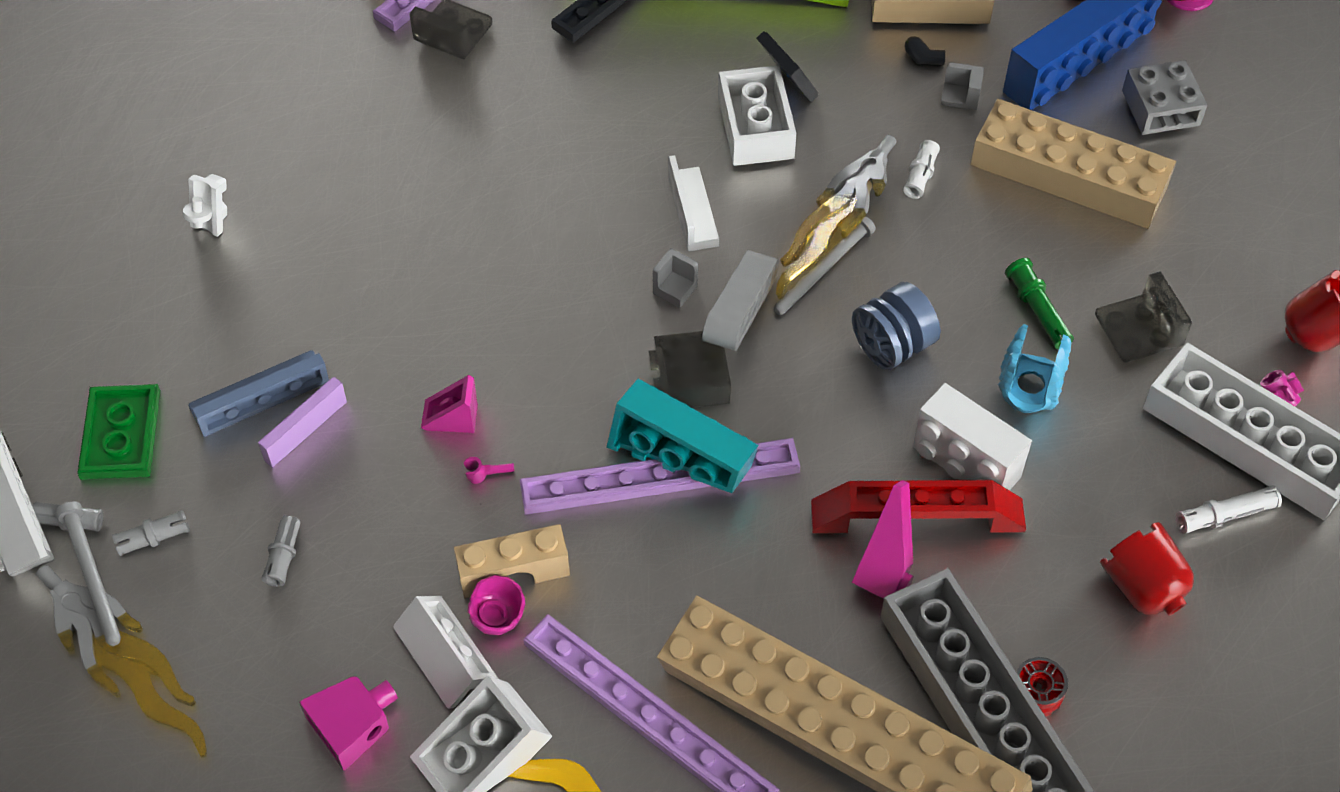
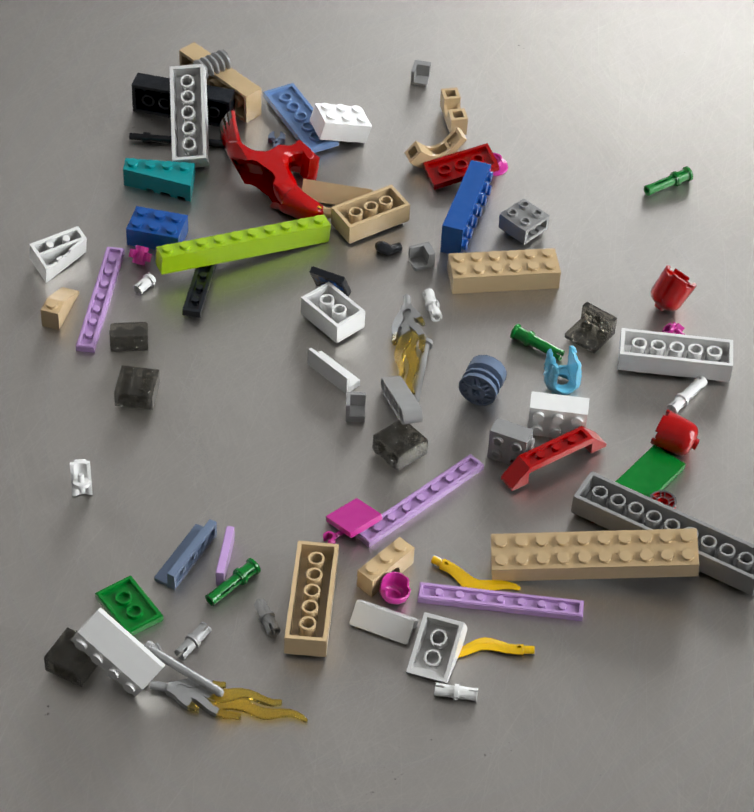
camera: 35 degrees left, 10 degrees down
(297, 465) = (239, 577): none -> green pin
(349, 717) = (365, 668): dark pink torso -> none
(358, 557) = (311, 599): none -> tan brick
(394, 106) = (137, 387): none -> clear smoke brick
(452, 408) = (296, 514): dark pink slope -> none
(532, 455) = (354, 517): none -> dark pink tile
(627, 655) = (467, 580): none -> yellow piece
(679, 437) = (423, 474): teal wedge -> none
(856, 446) = (509, 441): none -> light grey brick
(890, 550) = (559, 481): dark pink slope -> none
(1058, 620) = (652, 472): none -> green tile

